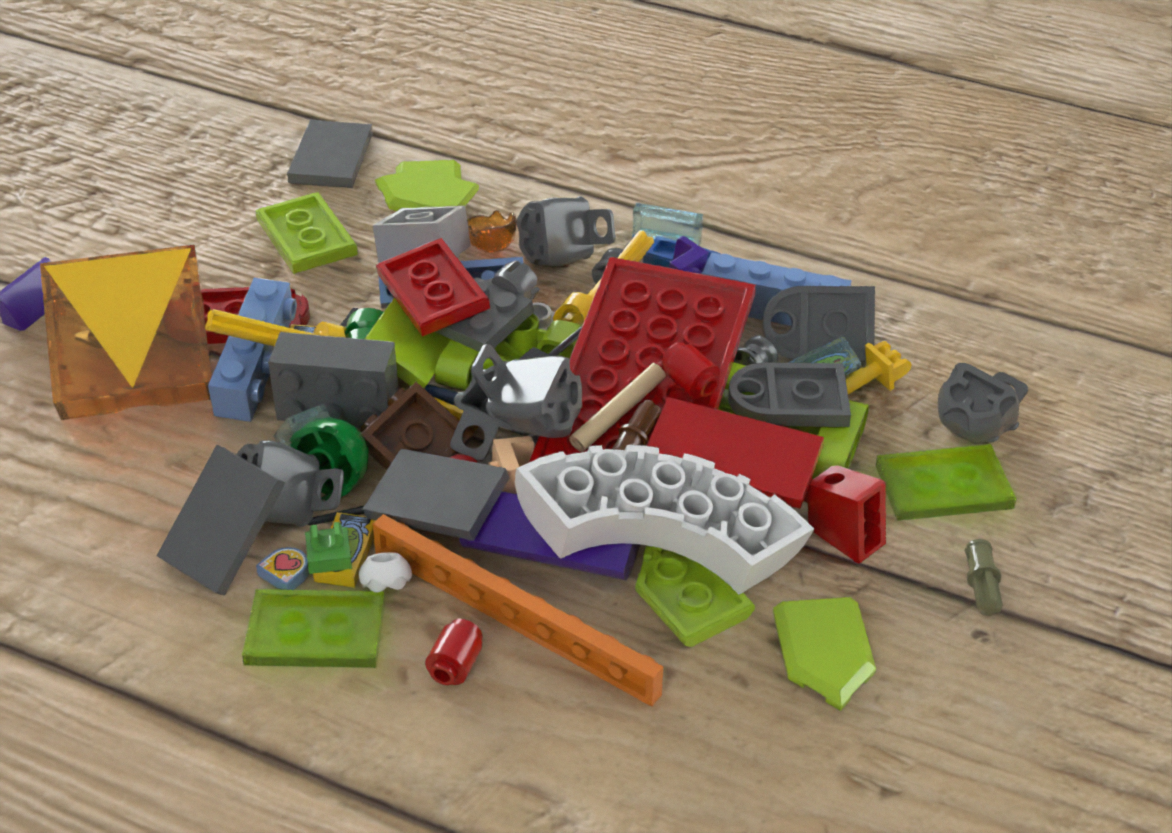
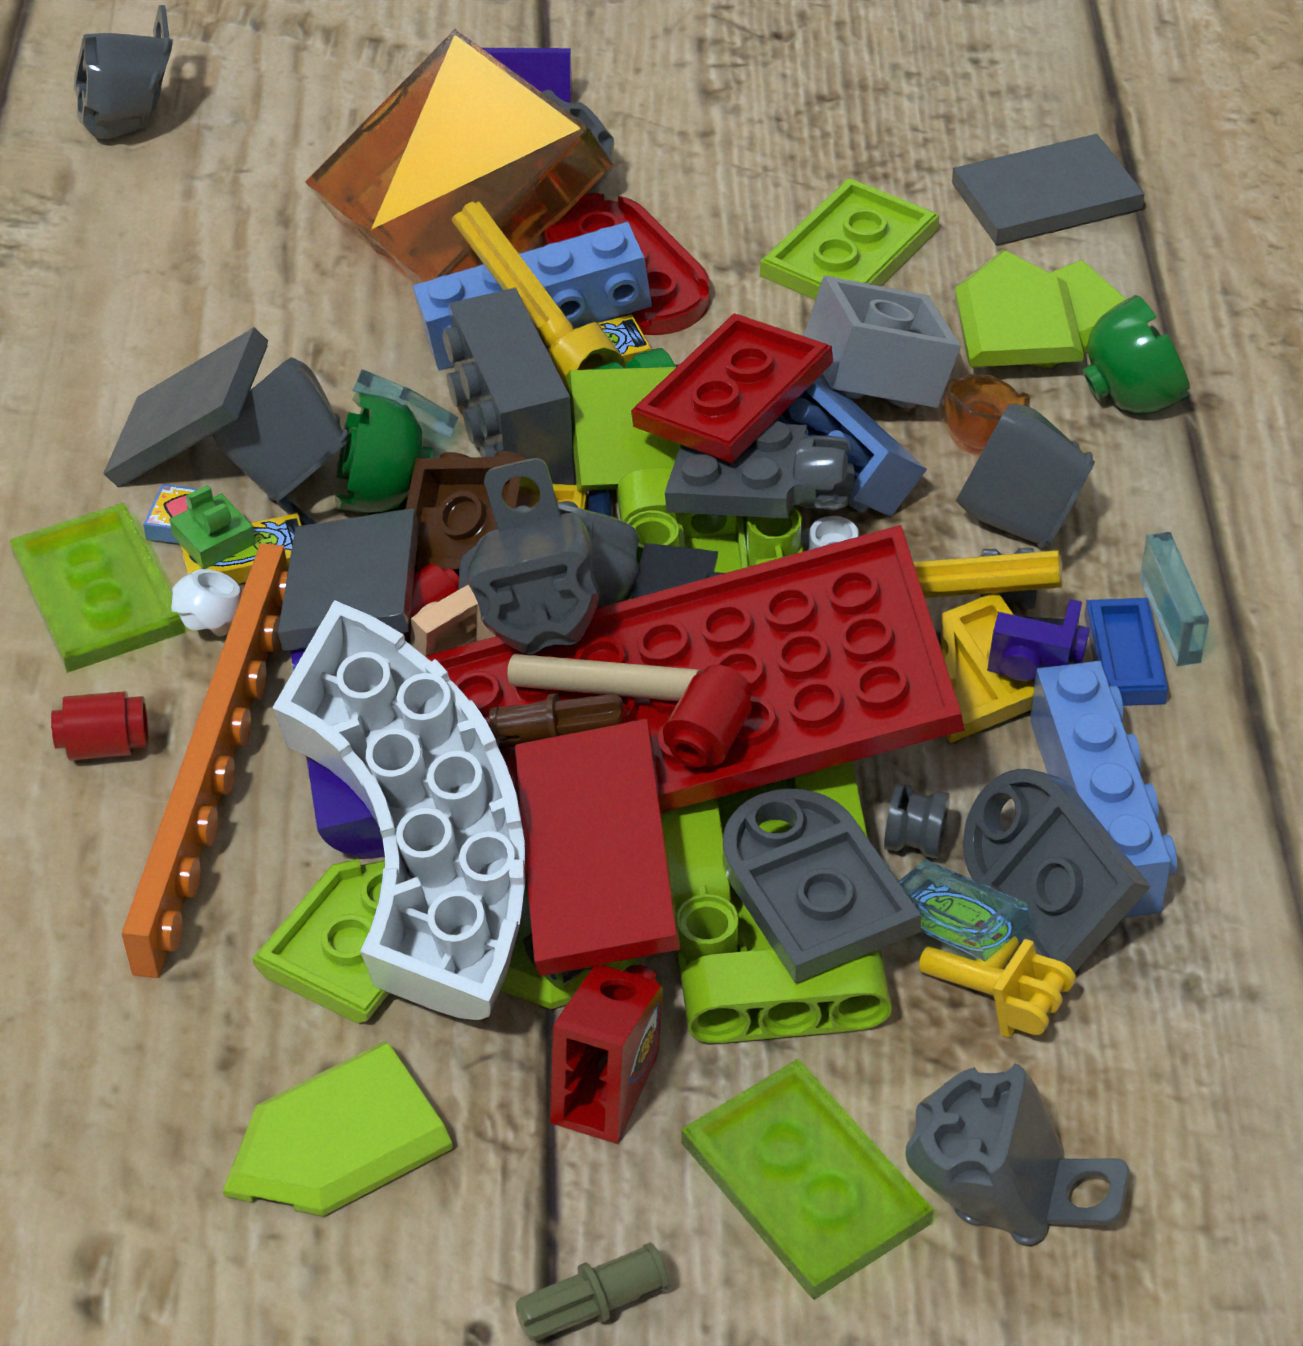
camera: 65 degrees right, 5 degrees up
(502, 167) = (1134, 361): none -> green cylinder

